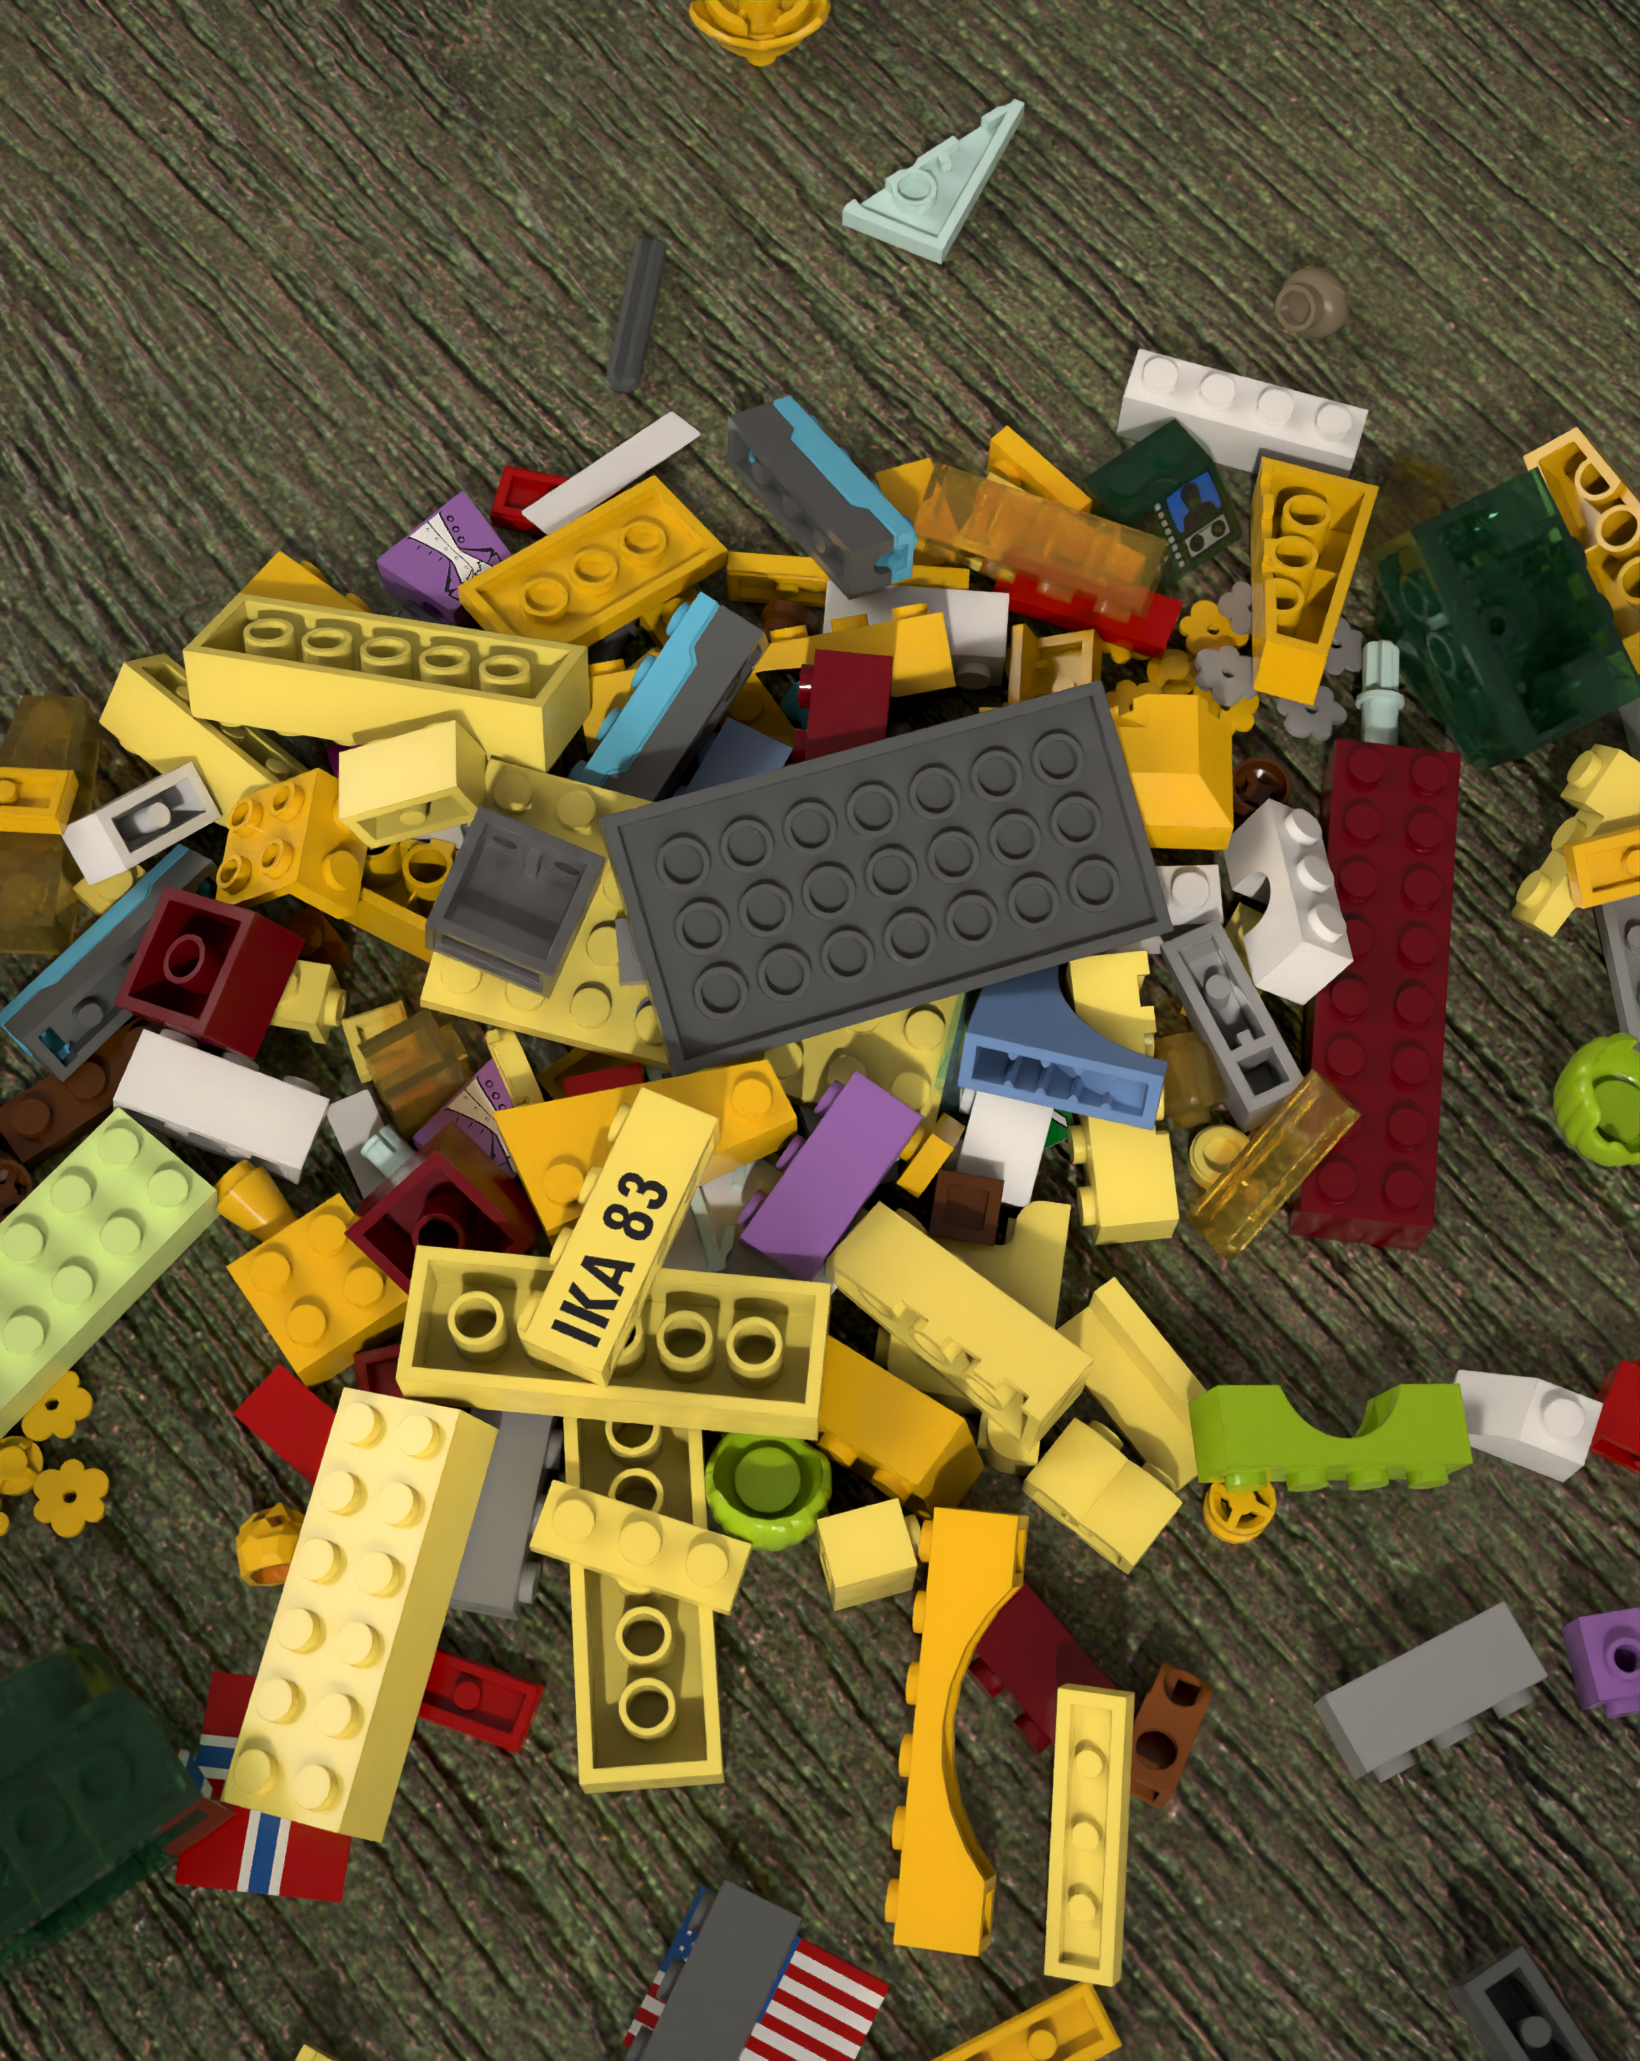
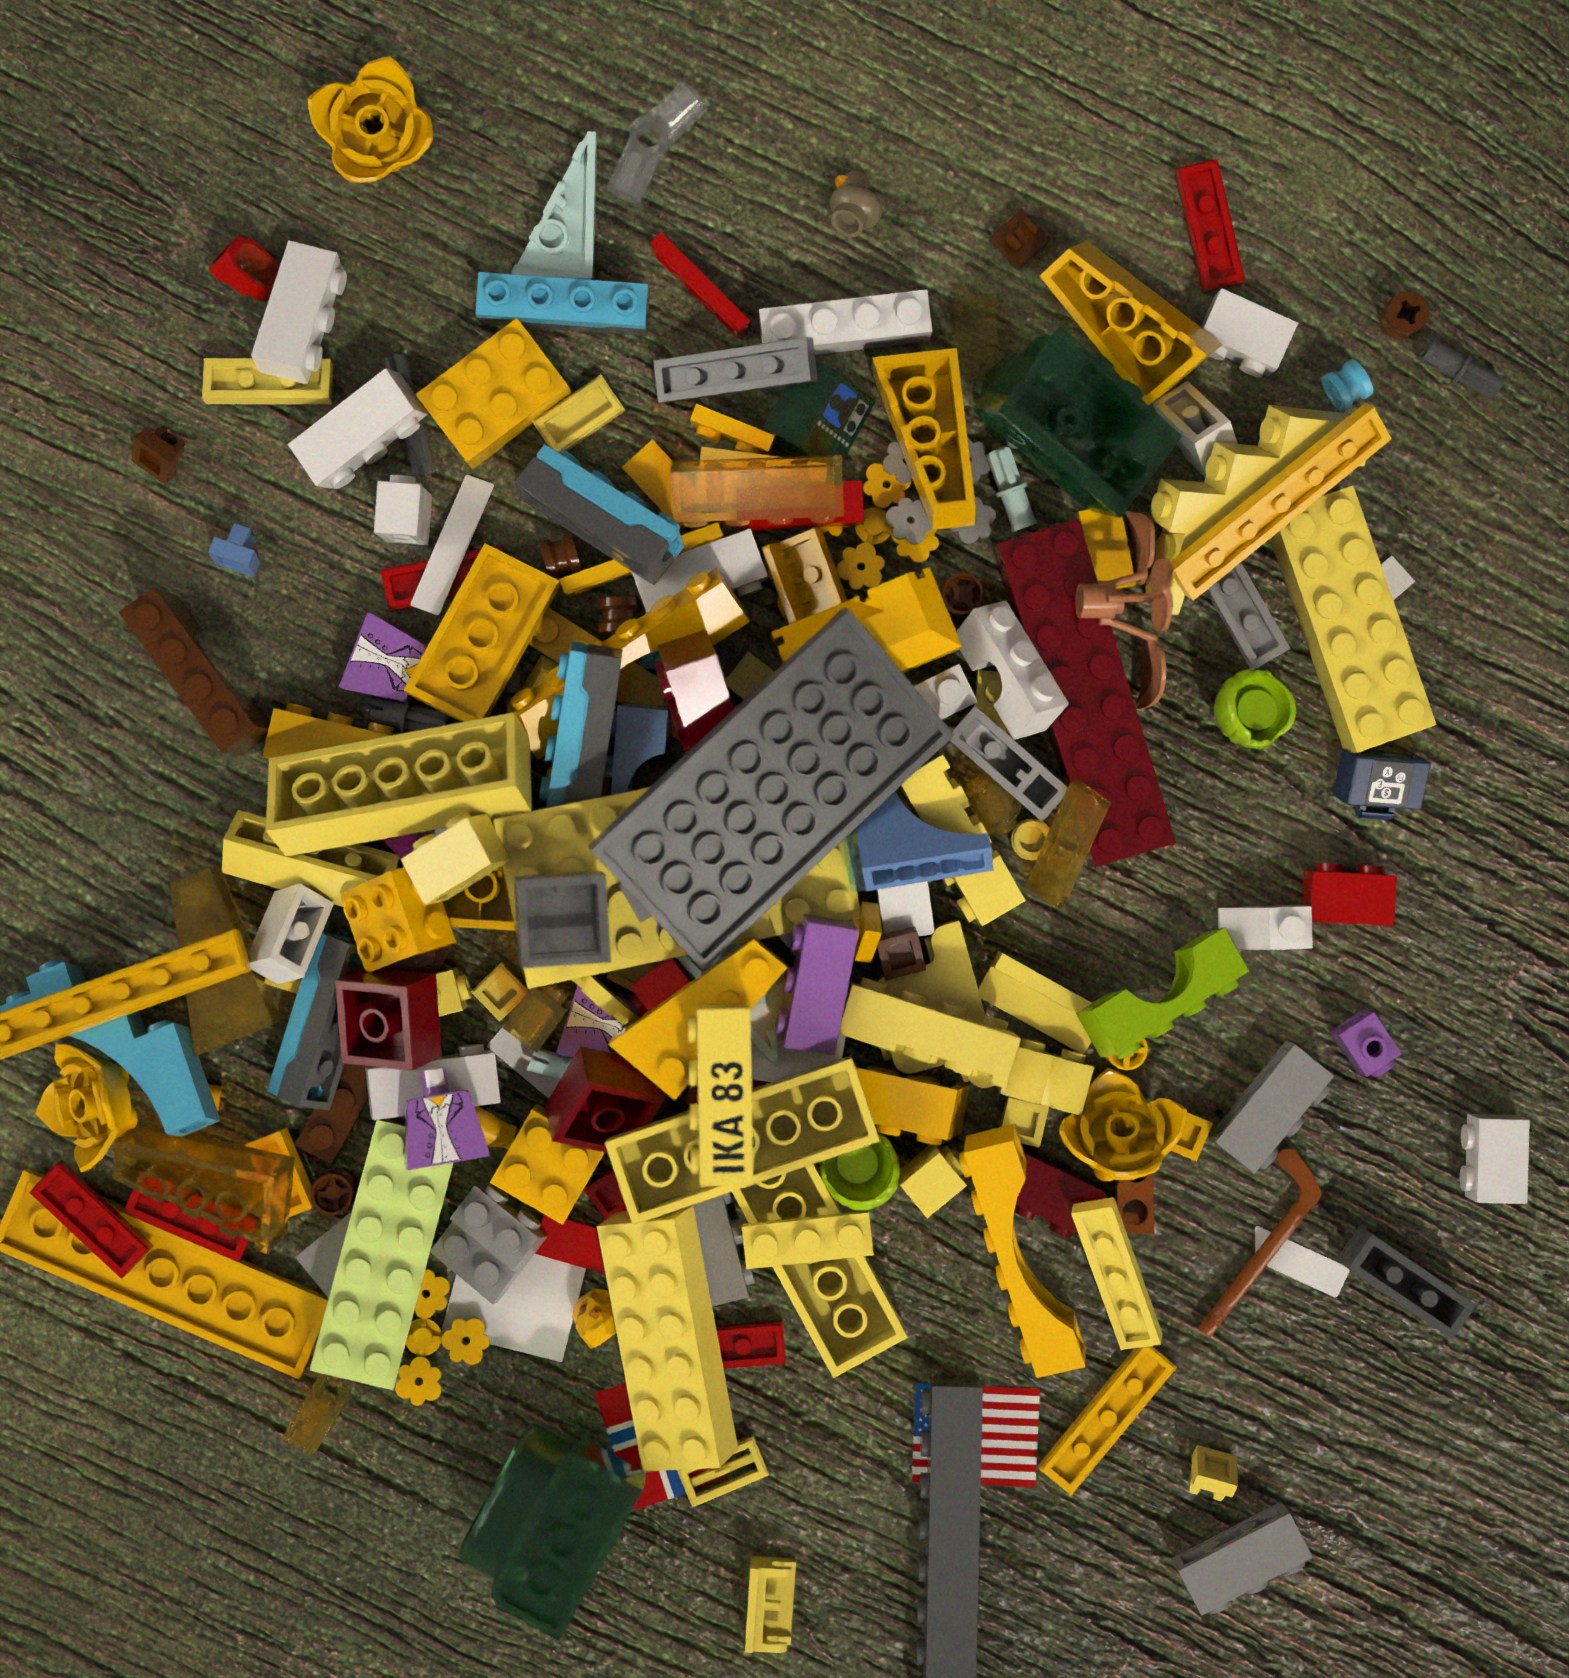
camera: 20 degrees left, 20 degrees up
(177, 1475) = (531, 1314): none -> white sticker
(181, 1366) = (488, 1241): none -> light grey plate
(199, 1143) = (441, 1125): none -> medium lavender torso
(201, 443) = (168, 635): none -> reddish brown arch
(304, 230) = (156, 455): none -> reddish brown tile
(335, 370) = (236, 551): none -> medium blue tile
(401, 1882) = (732, 1484): none -> light yellow tile
(483, 207) = (241, 383): none -> light yellow plate
(525, 82) = (246, 268): none -> red rock
(560, 143) = (299, 312): none -> white brick
(564, 291) = (358, 430): none -> white brick
(569, 397) = (403, 511): none -> white brick
(745, 532) = (561, 556): none -> reddish brown wheel
(755, 325) = (494, 393): none -> yellow brick
(853, 397) = (579, 415): none -> light yellow tile
(892, 263) = (563, 303): none -> medium azure piece
(1050, 1546) = (1028, 1119): none -> light yellow plate
(1075, 313) = (700, 286): none -> red tile
(1077, 405) = (735, 370): none -> plate
(1088, 139) = (639, 163): none -> clear piece
(1184, 1615) = (1118, 1108): none -> yellow brick
(1279, 1674) = (1193, 1137): none -> yellow plate
(1384, 1972) = (1305, 1265): none -> white sticker
(1438, 1865) = (1307, 1199): none -> dark orange piece
(1462, 855) = (1106, 601): none -> nougat plant
(1485, 827) = (1107, 546): none -> yellow tile
(1511, 425) = (1019, 239): none -> reddish brown tile

